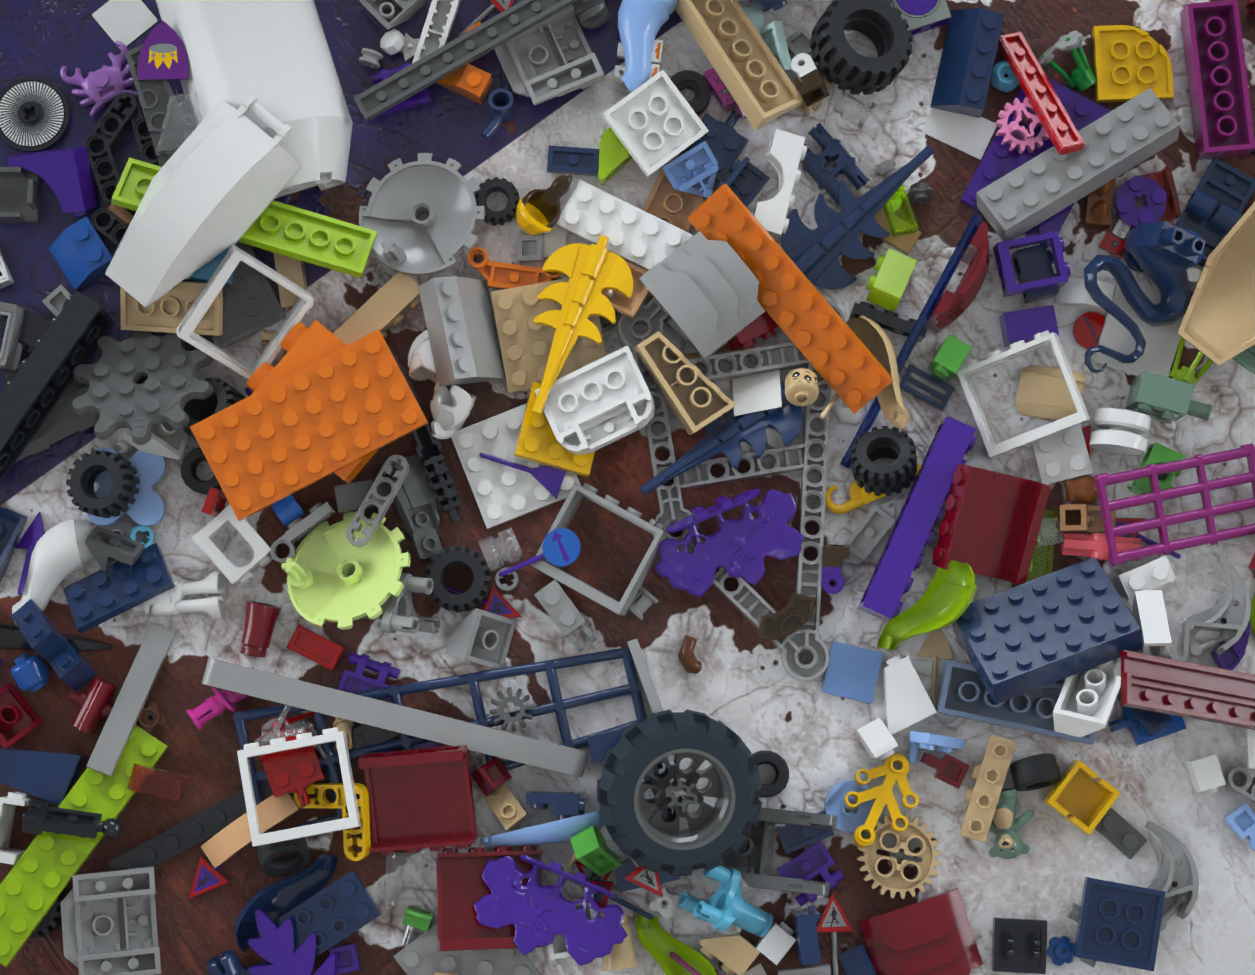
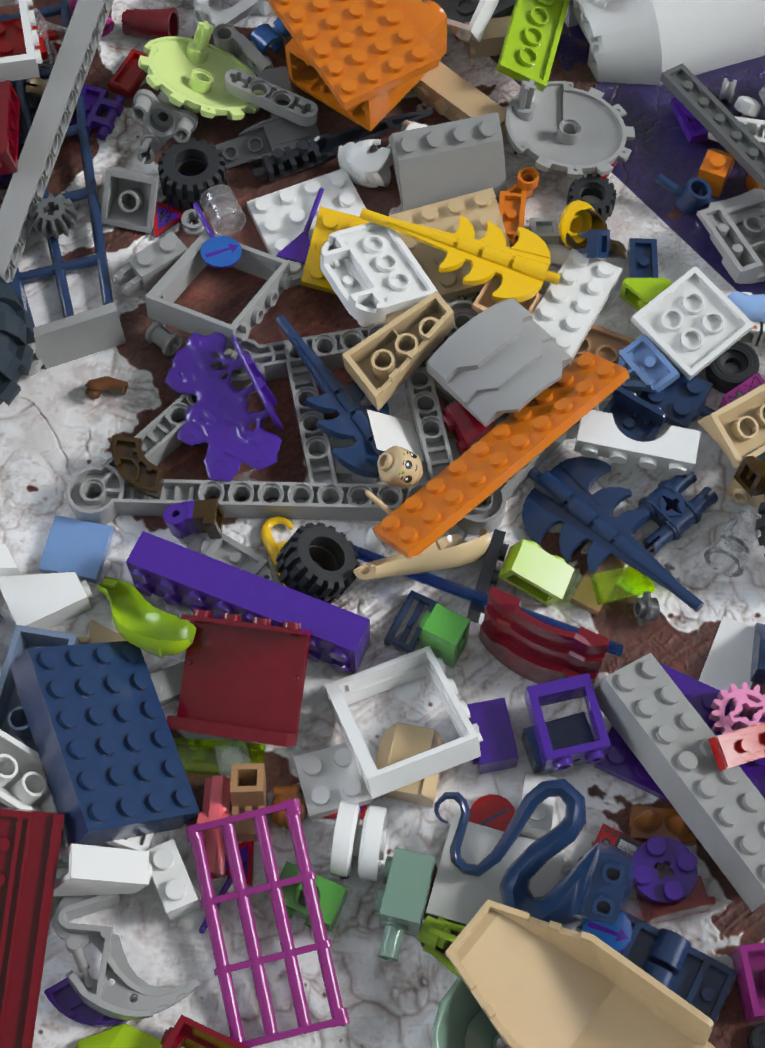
camera: 90 degrees right, 20 degrees down
(562, 199) = (597, 243): none -> dark blue tile

